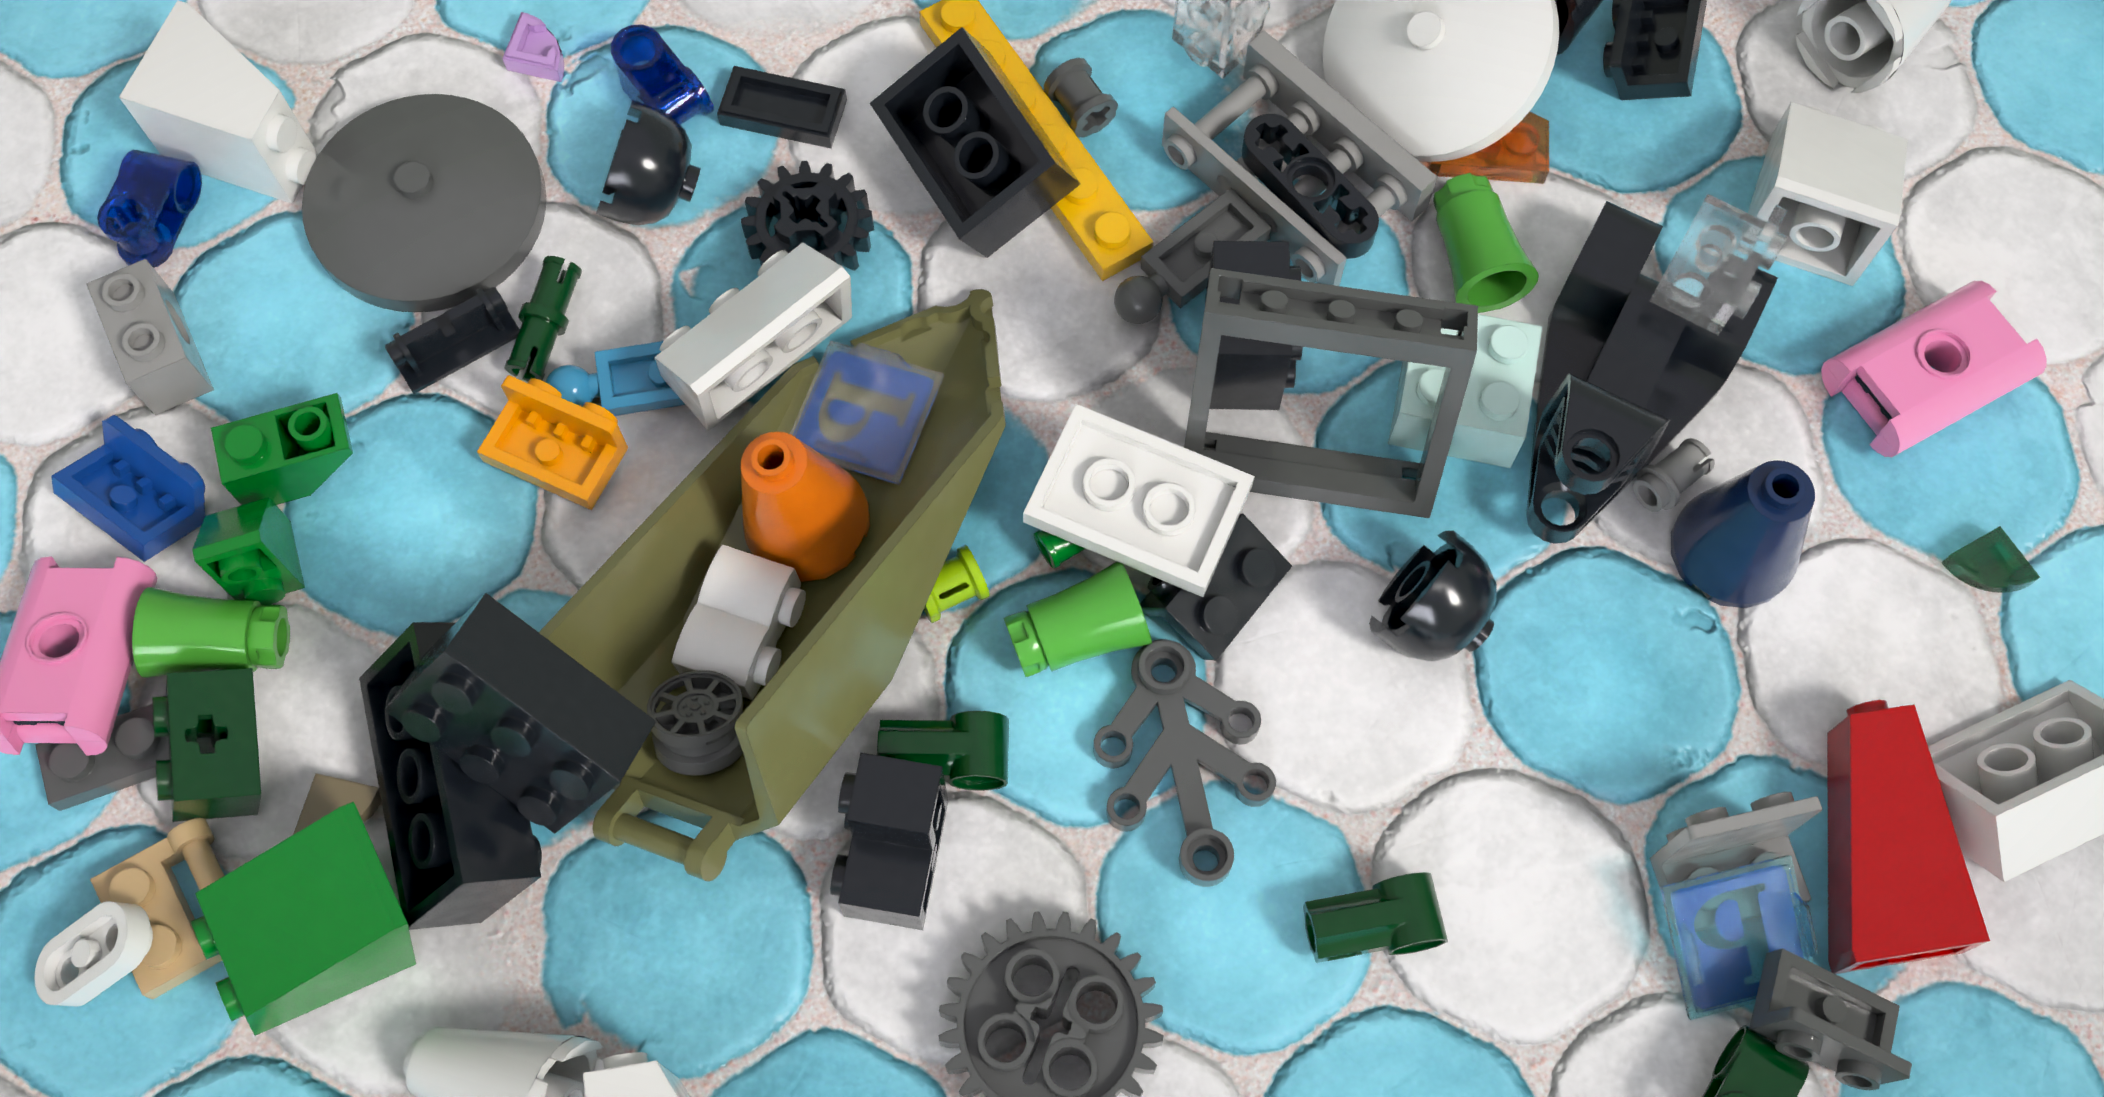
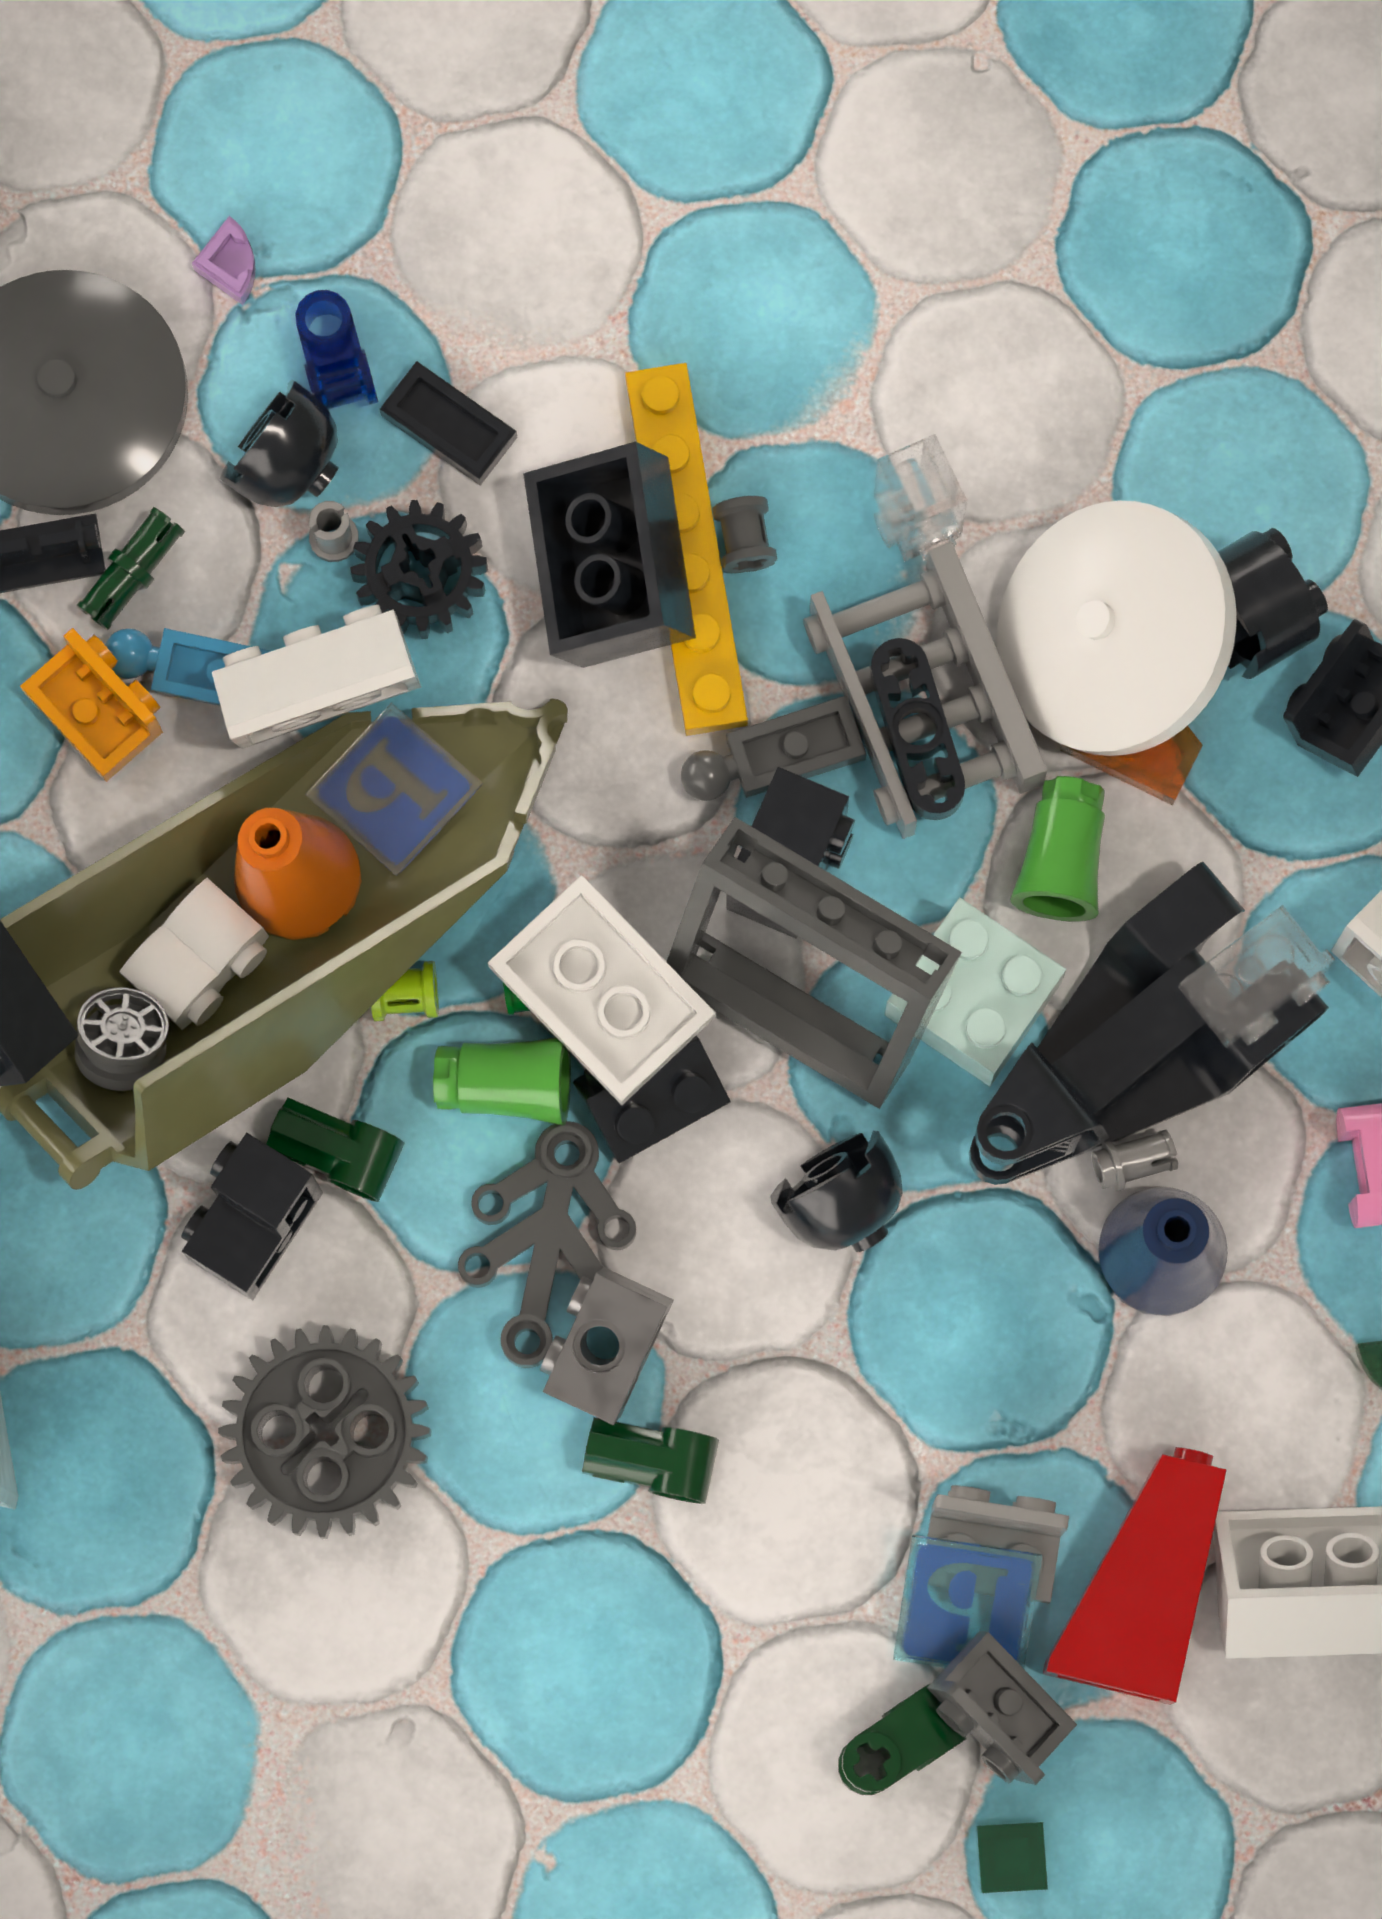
camera: 25 degrees right, 10 degrees up
(717, 225) = (332, 545): none -> light grey pin
(1306, 863) = (597, 1383): none -> flat silver brick

